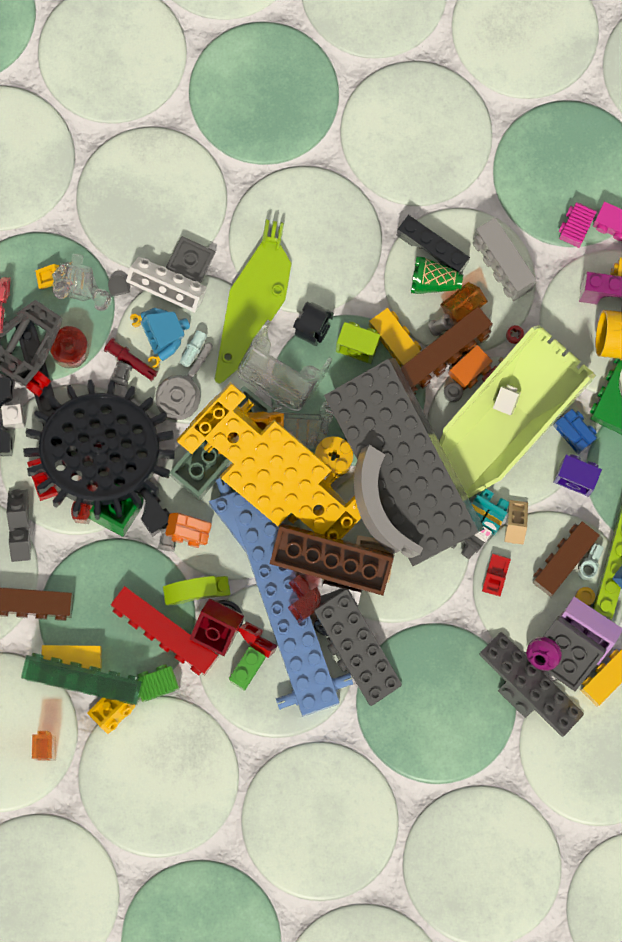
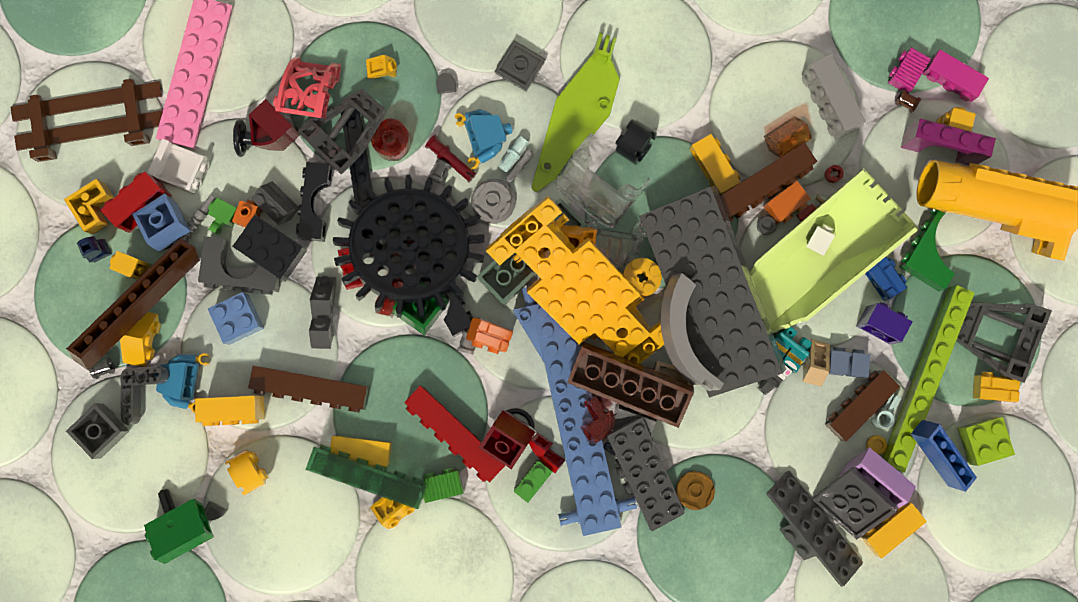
camera: 10 degrees right, 5 degrees up
(13, 416) = (328, 203): white brick -> none
(42, 382) = (359, 169): red wheel -> none
(43, 746) = (322, 538): clear orange brick -> none
(78, 282) = (407, 76): clear torso -> none
(166, 284) = (493, 86): white brick -> none
(196, 589) = (491, 396): lime arch -> none
(358, 342) = (678, 165): lime brick -> none
(410, 661) = (695, 490): none -> pearl gold tile
(420, 236) = (748, 63): black arch -> none
(434, 277) = (761, 108): green cone -> none
(440, 325) = (761, 157): light grey bush -> none
(496, 574) = (789, 413): red slope -> none
(546, 648) = (833, 495): magenta piece -> none
(556, 519) = (849, 364): none -> sand blue piece
(579, 255) = (907, 100): none -> reddish brown bush

